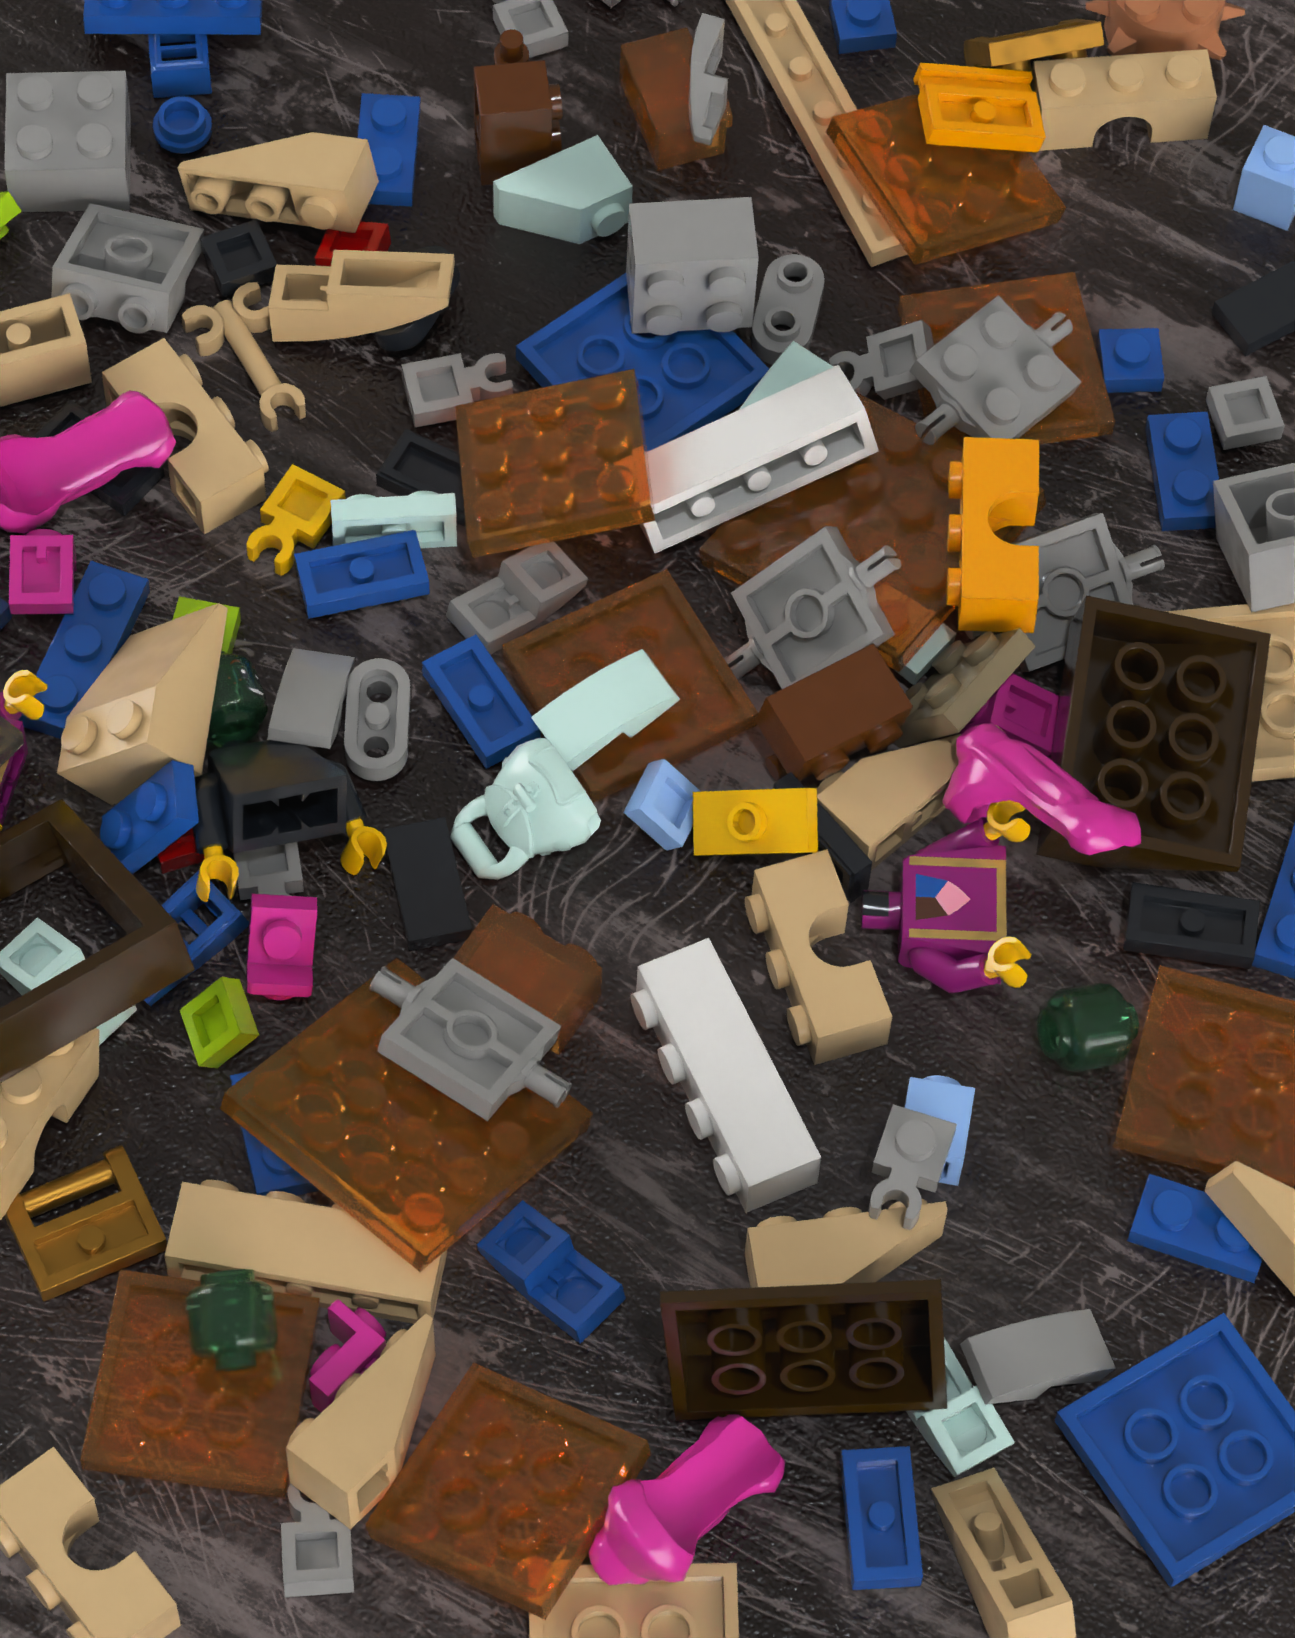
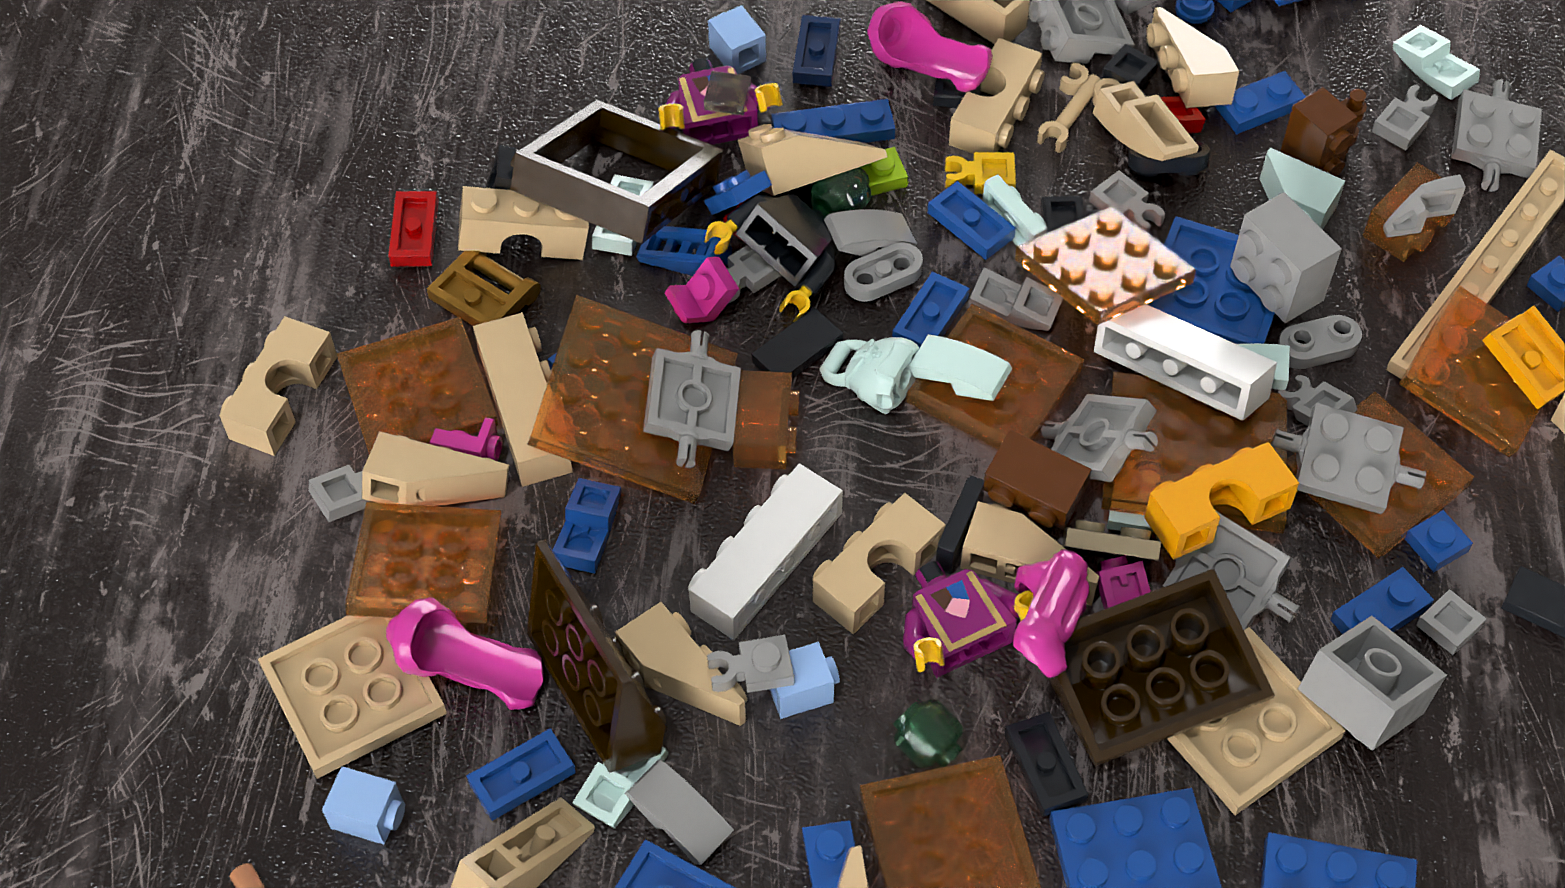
camera: 65 degrees right, 5 degrees down
(42, 573) = (860, 78): dark pink bracket -> none
(219, 1022) = (641, 291): lime plate -> none
(231, 1319) = (448, 372): clear green head -> none
(663, 804) = (926, 434): light blue plate -> none
(755, 821) = (941, 481): yellow plate -> none

